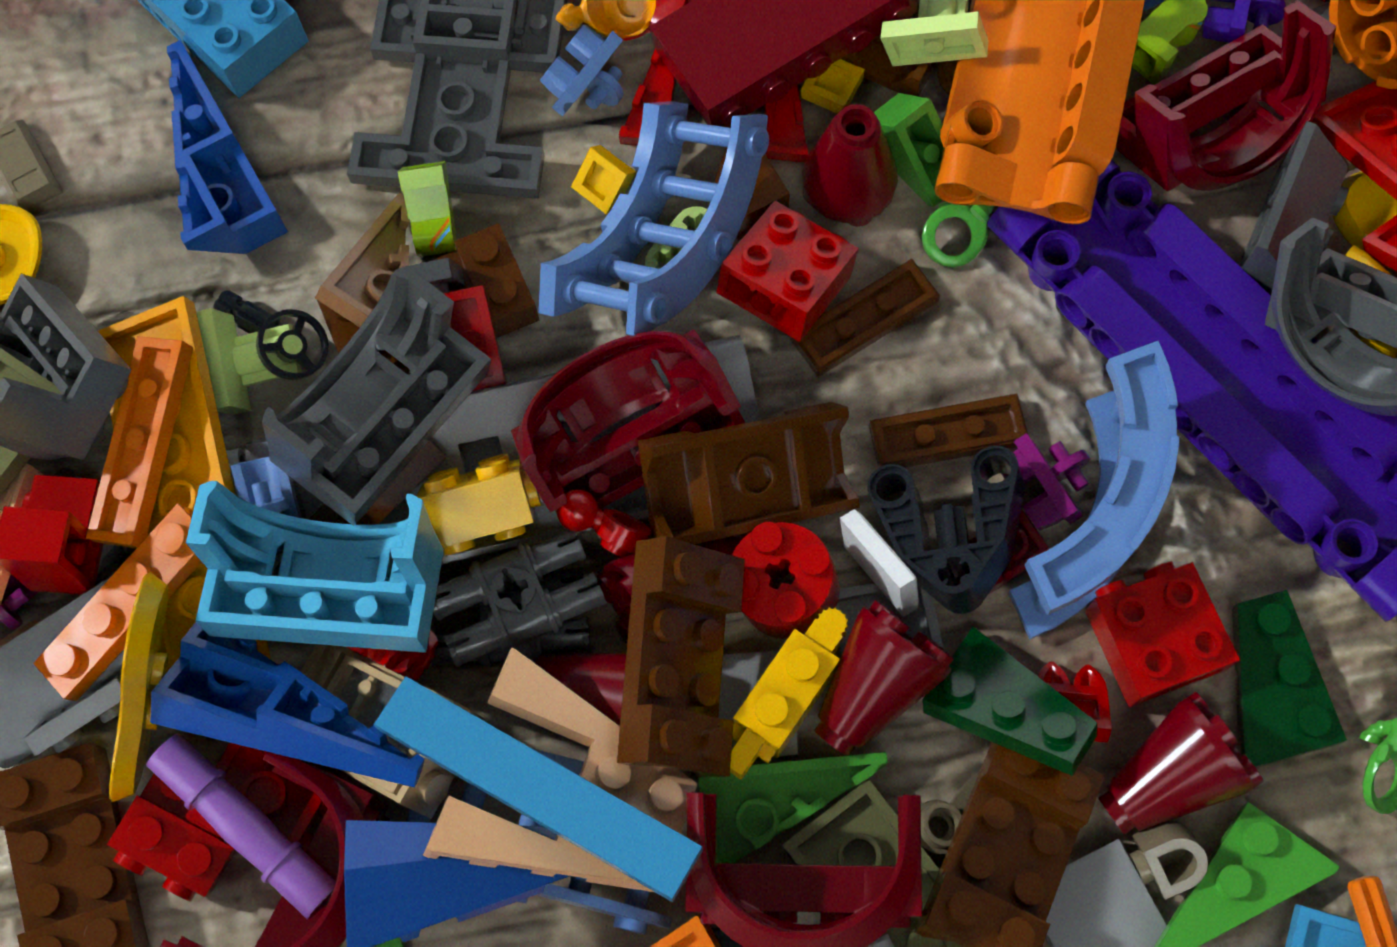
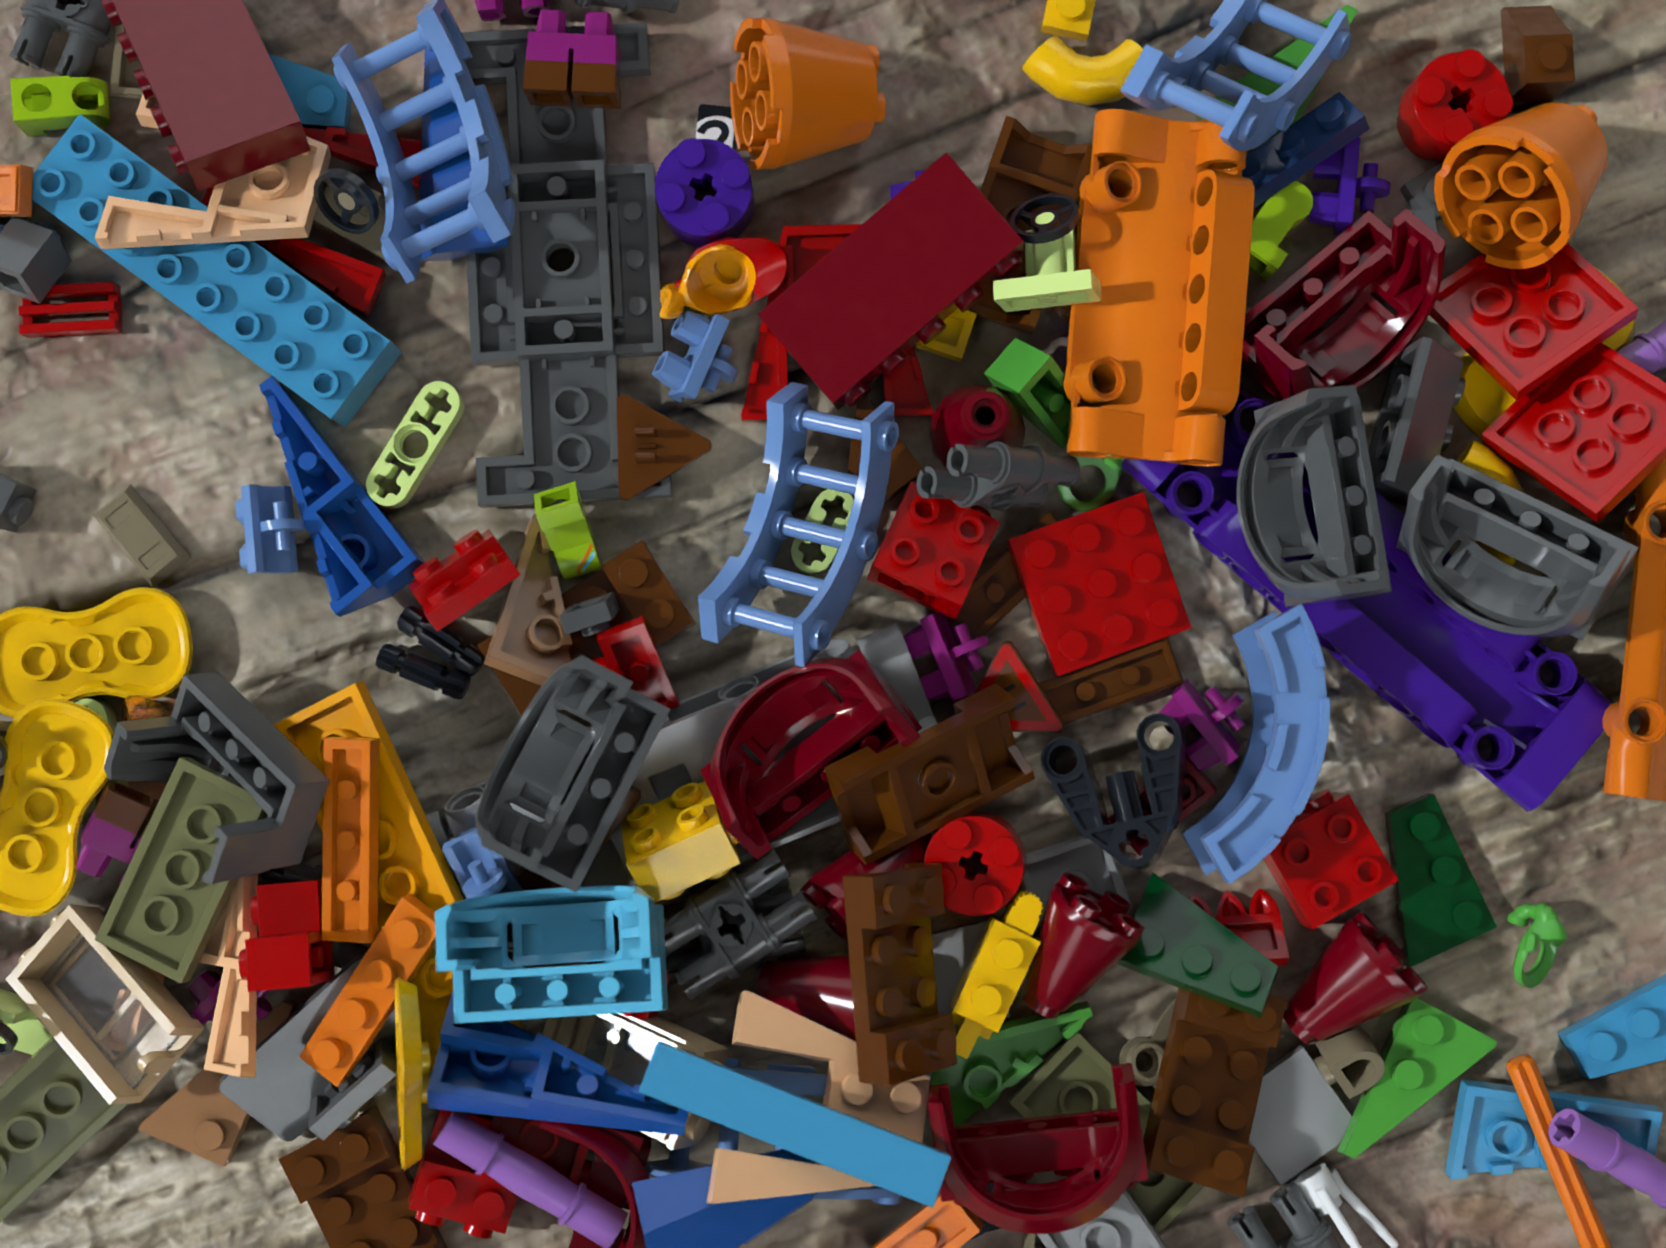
camera: 15 degrees left, 15 degrees up
(141, 169) = (268, 529): none -> medium blue hips
(256, 356) = (430, 713): yellowish green piece -> none
(279, 292) = (442, 643): none -> black axle
(300, 100) = (408, 425): none -> yellowish green beam
(316, 232) = (463, 578): none -> red plate
(526, 144) = (651, 447): none -> reddish brown piece
(602, 178) = (734, 472): yellow plate -> none
(616, 528) = (816, 844): red plate -> none
(778, 359) = (954, 675): none -> magenta hips
(861, 199) = (997, 476): none -> dark grey pin
(864, 434) = (1033, 708): none -> piece
(880, 562) = (1061, 831): white tile -> none
(952, 332) = (1098, 584): none -> red plate
(1206, 214) = (1331, 442): none -> dark grey piece

